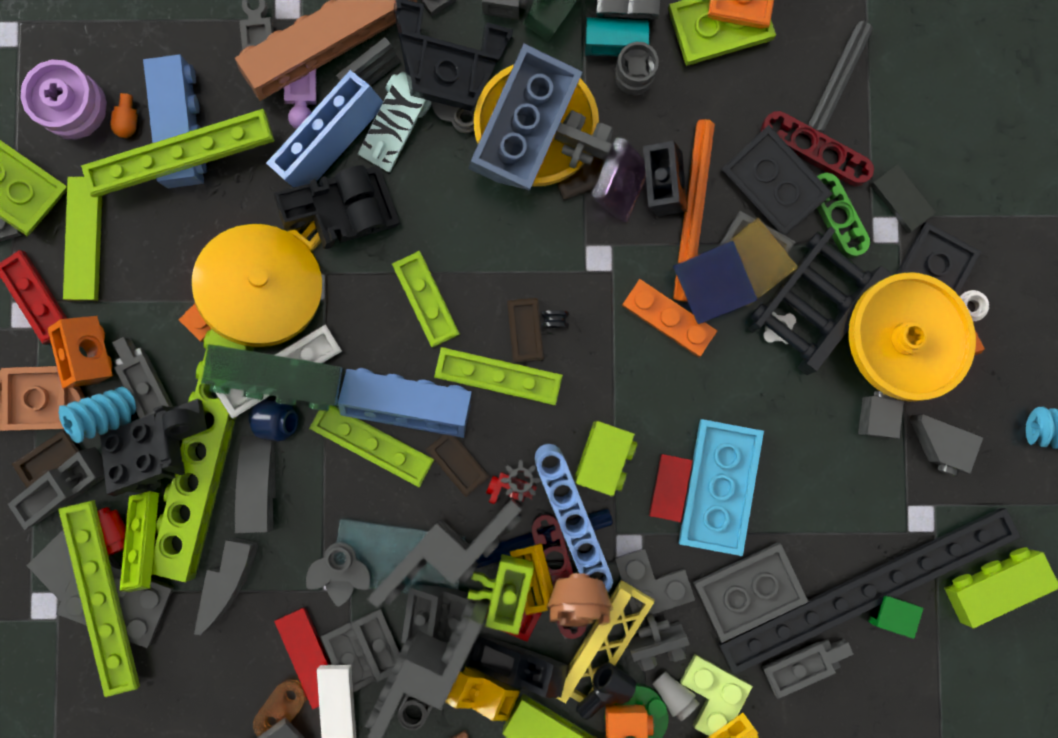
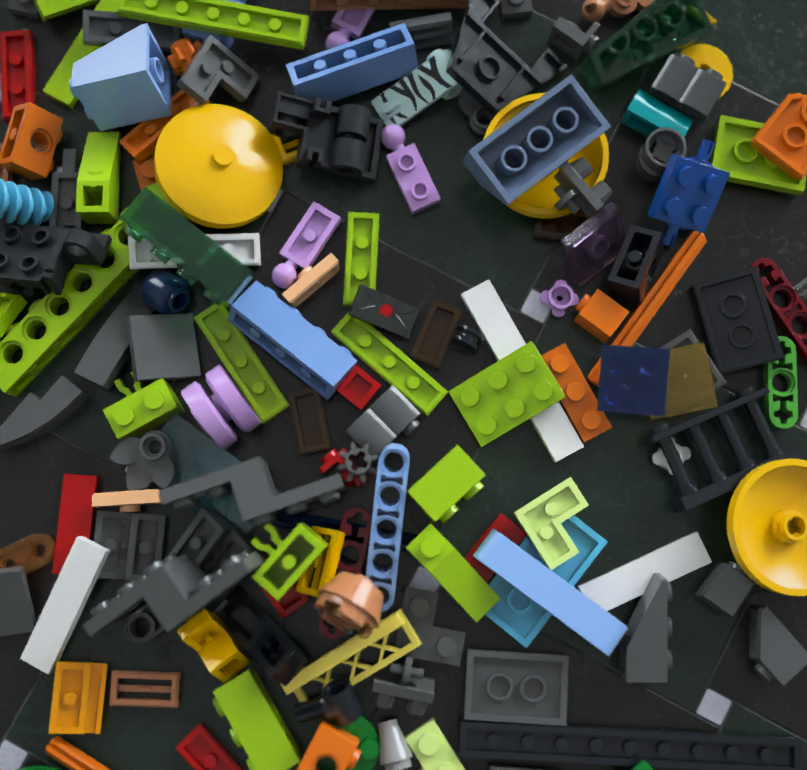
camera: 20 degrees right, 5 degrees down
(95, 213) = (106, 26): none -> dark grey plate
(132, 254) = (124, 81): none -> light blue slope
(159, 350) = (99, 179): none -> lime slope
(175, 201) = (182, 54): none -> orange gear
(178, 293) = (142, 140): none -> orange plate
(204, 197) = (213, 66): none -> dark grey plate
(298, 468) = (163, 347): none -> dark grey tile
(311, 530) = (143, 409): none -> lime brick
(341, 615) = (127, 500): none -> light nougat plate
(370, 312) = (305, 244): none -> lavender plate
(375, 499) = (216, 410): none -> lavender wheel
(393, 341) = (311, 280): none -> light nougat plate
(424, 198) = (409, 170): none -> lavender plate
(470, 335) = (383, 311): none -> pearl dark grey tile
(484, 413) = (358, 388): none -> red plate
(523, 431) = (385, 422): none -> dark grey brick
(614, 350) = (507, 394): none -> lime plate
(615, 322) = (503, 339): none -> white tile
(622, 237) = (559, 289): none -> lavender plate
(648, 528) = (453, 572): none -> lime slope
(657, 239) = (600, 315): none -> orange brick
(677, 91) = (688, 193): none -> blue plate
(701, 443) = (543, 519): none -> yellowish green plate
(738, 500) = (550, 592): none -> light blue beam
(808, 440) = (633, 577): none -> white tile
(836, 495) = (644, 645): none -> dark grey slope

